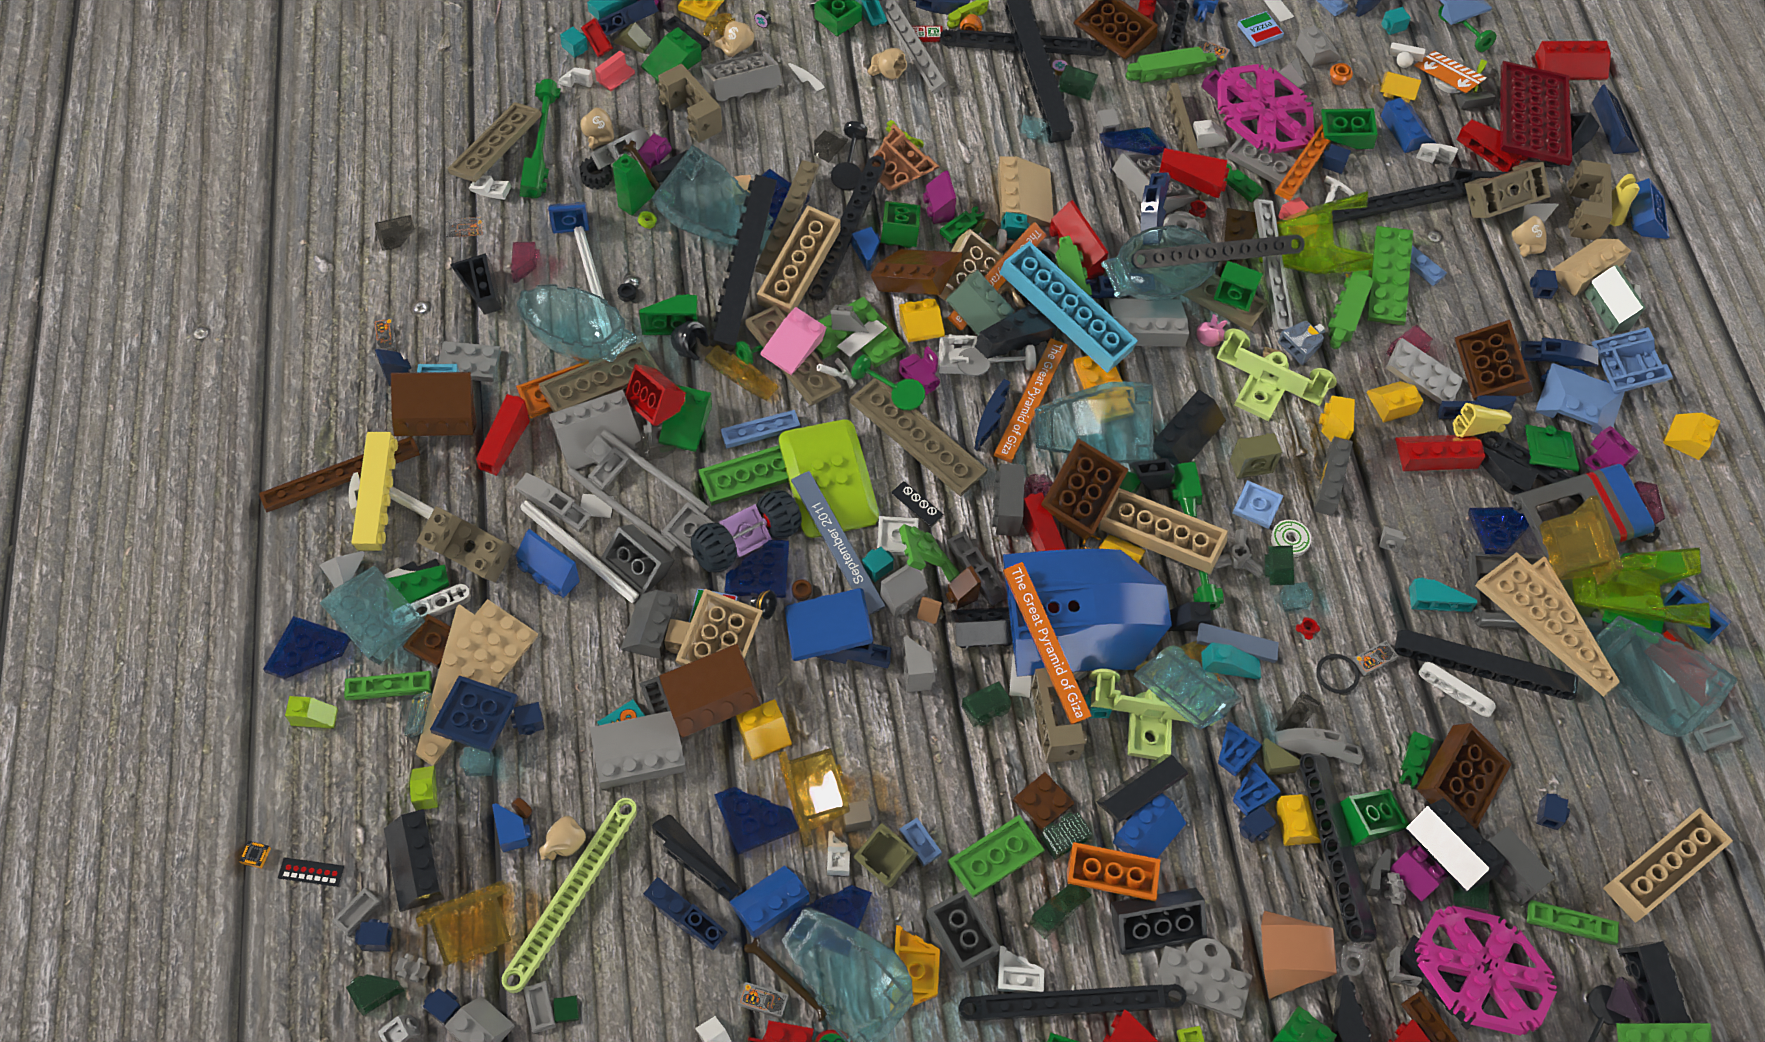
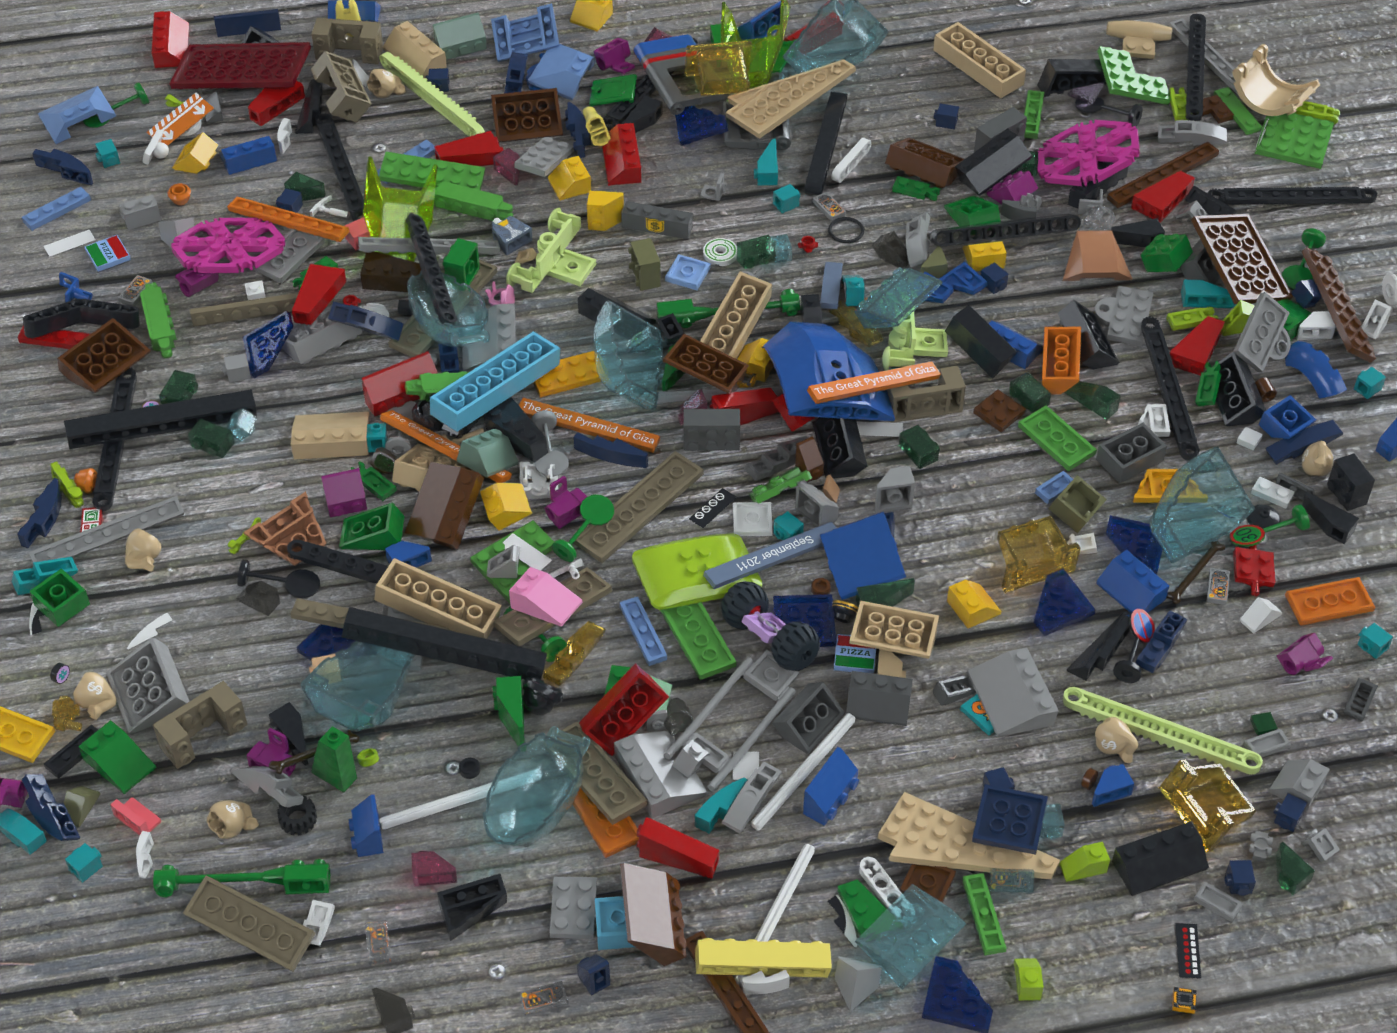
camera: 90 degrees left, 10 degrees down
(451, 534) = (827, 842): dark tan plate -> none
(546, 471) = (717, 806): none -> teal slope
(597, 37) = (84, 833): red tile -> none
(706, 894) = (1143, 629): none -> piece
(710, 690) = (954, 629): reddish brown slope -> none
(776, 638) = (885, 593): none -> clear green slope
(1018, 104) = (211, 438): none -> clear green brick
(1350, 127) = (253, 186): green slope -> none
(1359, 168) = (309, 187): none -> clear green slope
(1381, 610) = (786, 198): none -> teal brick
(1430, 308) = (472, 150): none -> red slope
(1515, 279) = (431, 94): none -> yellowish green gear

